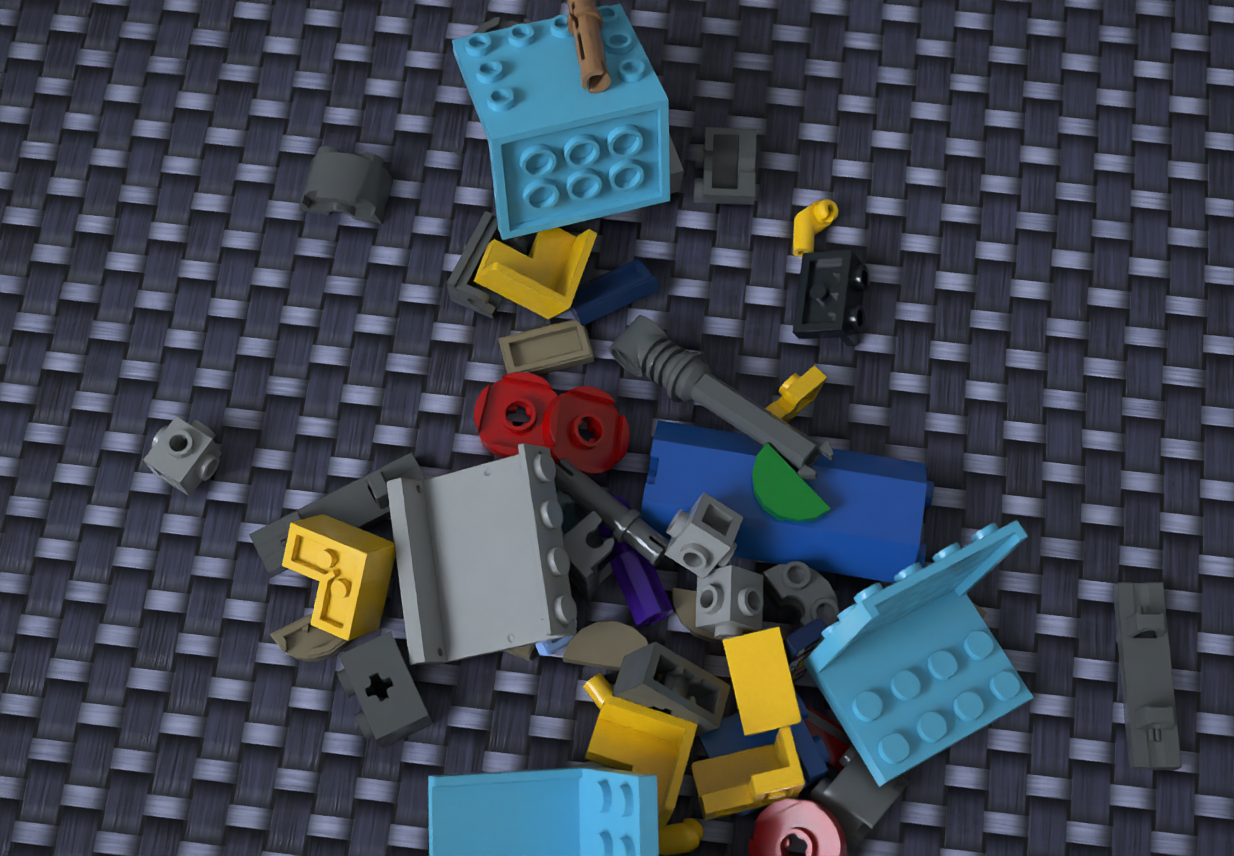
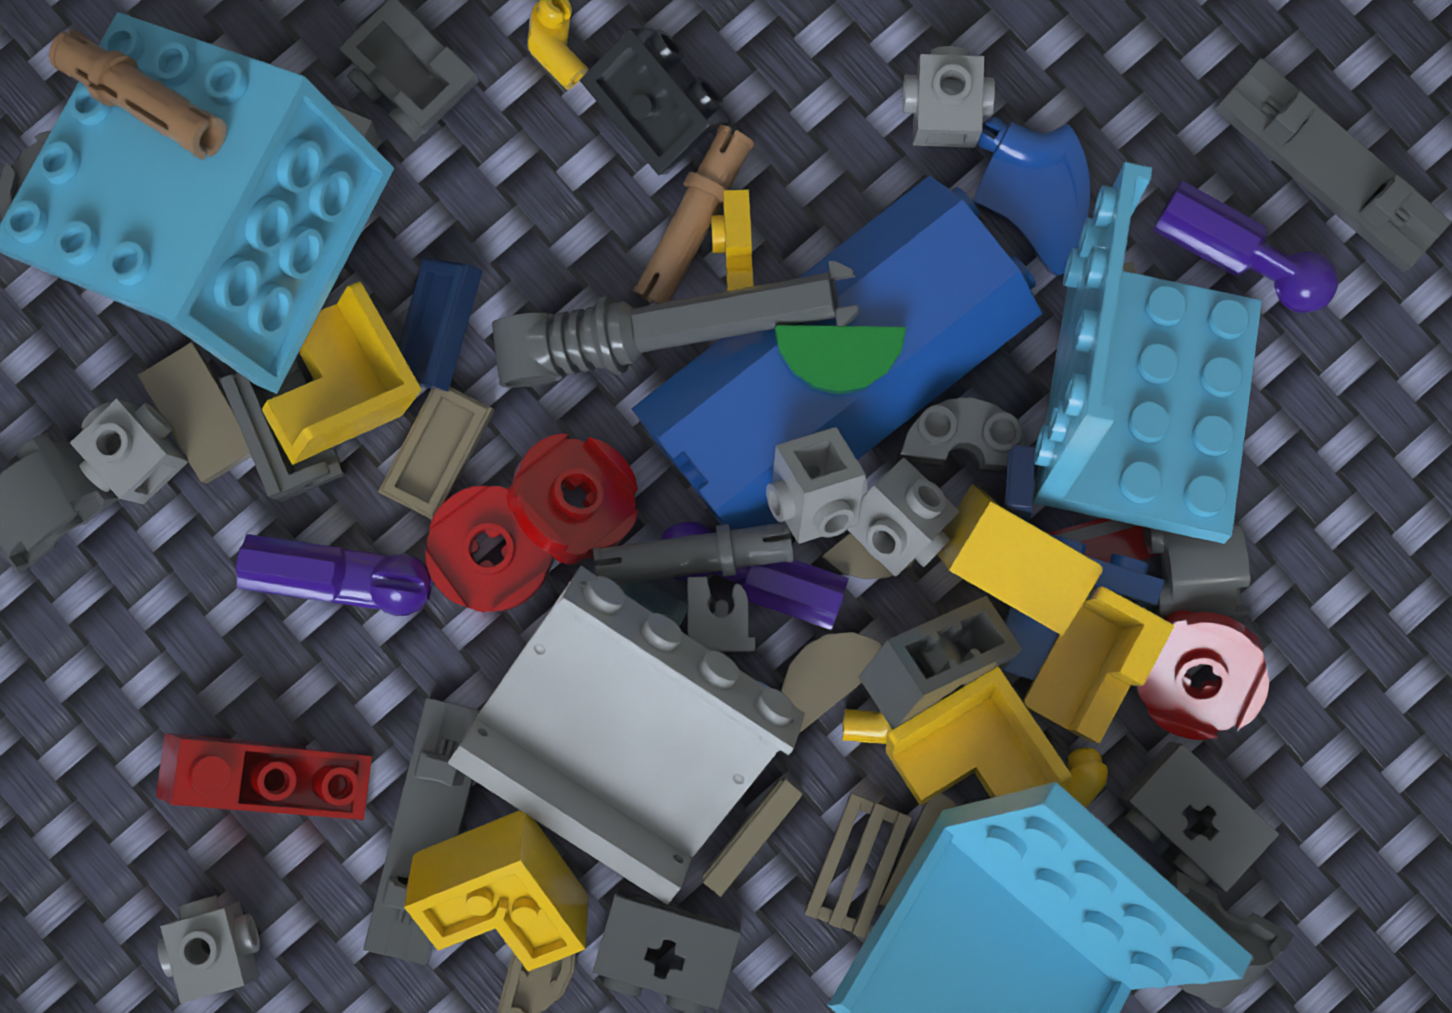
camera: 45 degrees left, 15 degrees up
(299, 408) = (262, 777): none -> red slope
(409, 202) = (128, 450): none -> light grey brick
(434, 352) = (333, 574): none -> dark purple piece
(457, 219) = (197, 411): none -> dark tan tile
(487, 680) = (751, 835): none -> dark tan tile
(520, 736) = (837, 916): none -> dark tan tile
(779, 369) = (693, 215): none -> medium nougat pin
(974, 437) = (948, 98): none -> light grey brick
(974, 509) = (1037, 187): none -> blue arm
(1052, 659) = (1238, 244): none -> dark purple piece

